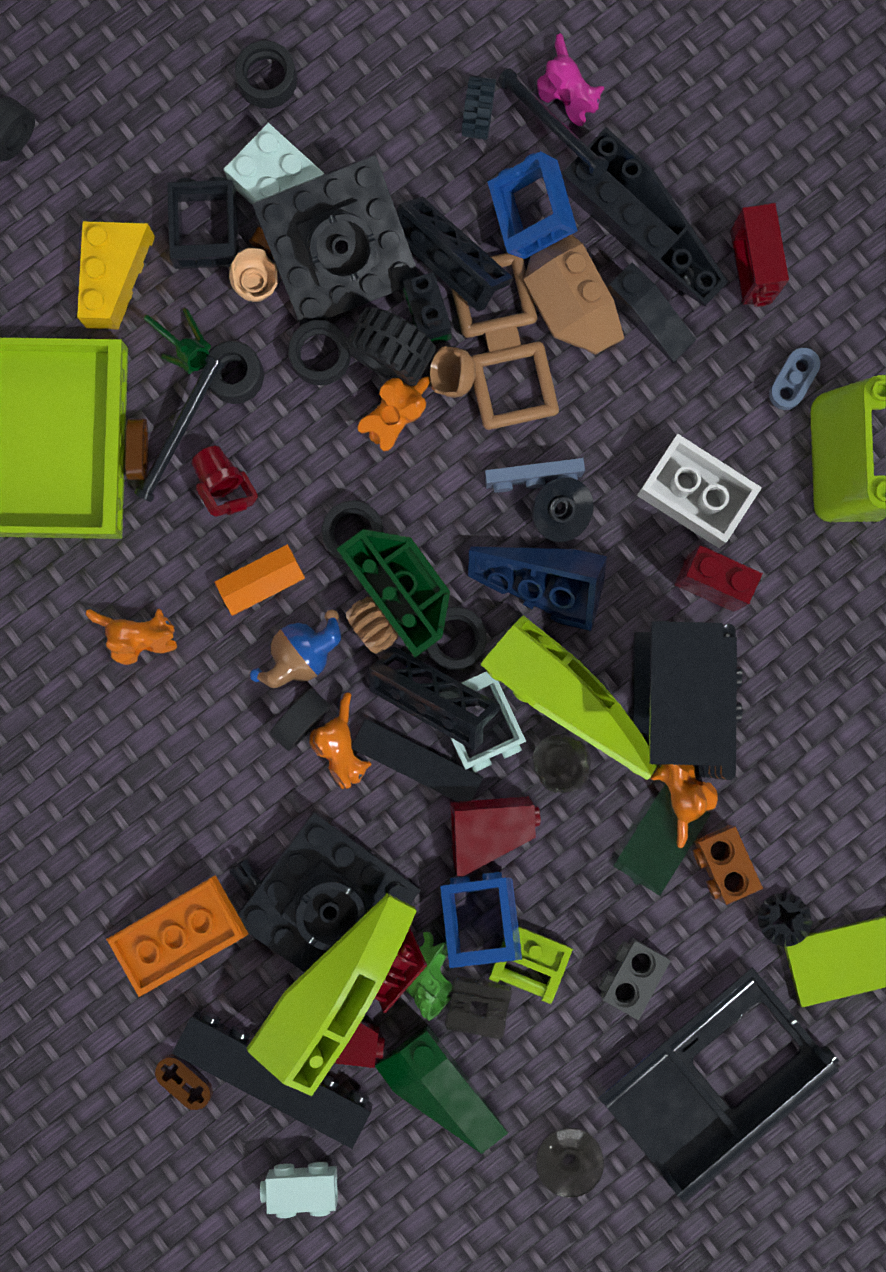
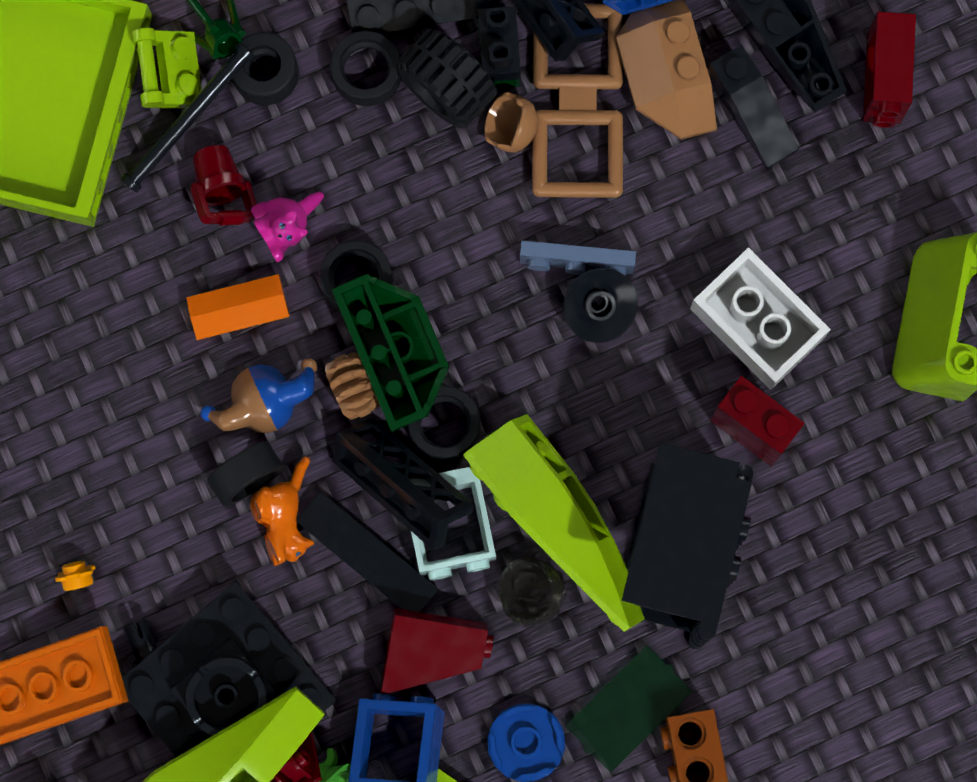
camera: 15 degrees right, 5 degrees down
(130, 638) = (75, 339): orange animal -> none
(136, 449) = (133, 132): reddish brown beam -> none
(159, 388) = (176, 66): none -> lime plate
(178, 836) = (75, 575): none -> light orange plate
(281, 499) = (284, 221): none -> dark pink animal
(398, 407) = (440, 148): orange animal -> none
(554, 580) = (571, 382): dark blue wedge -> none
(588, 878) = (529, 755): none -> blue tile
(688, 795) = (668, 662): orange animal -> none
(794, 380) = (899, 218): sand blue plate -> none

